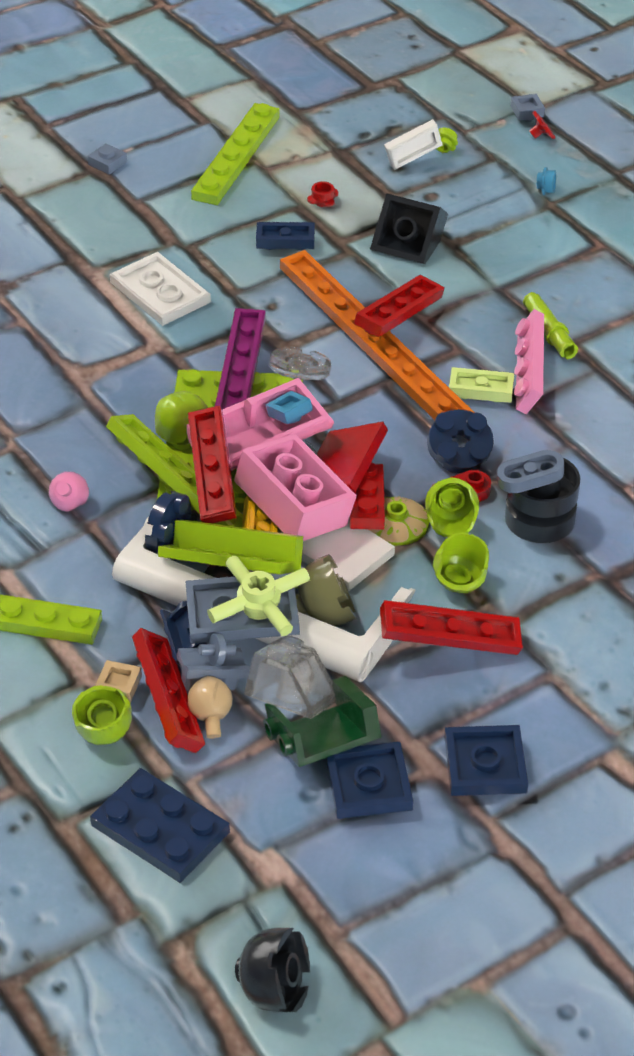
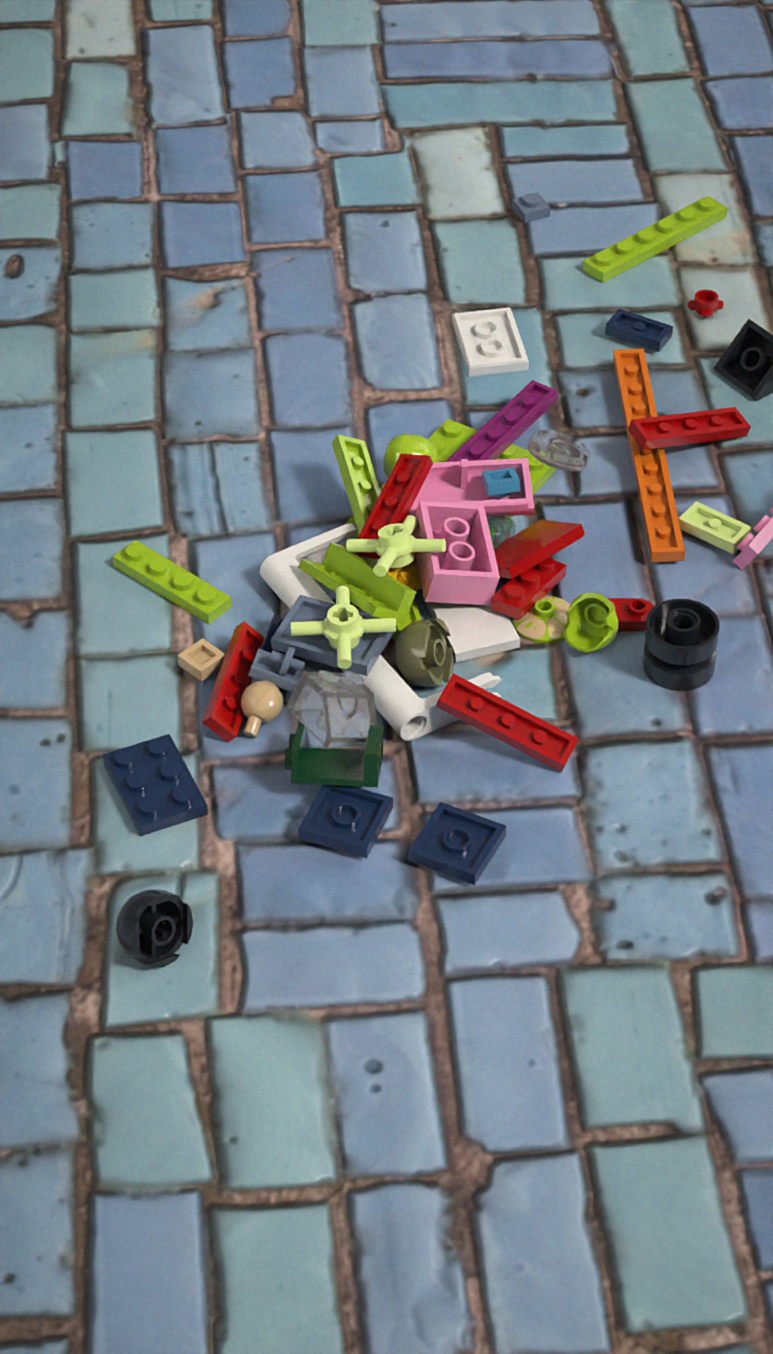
camera: 30 degrees right, 0 degrees up
(68, 491) = (275, 489): bright pink piece -> none
(102, 714) = (166, 679): lime hair -> none
(163, 516) = (325, 531): dark blue plate -> none
(249, 500) = (395, 545): none -> yellowish green bar
(460, 423) = (645, 552): dark blue plate -> none
(461, 562) = (562, 673): lime hair -> none
(530, 471) = (665, 611): sand blue plate -> none

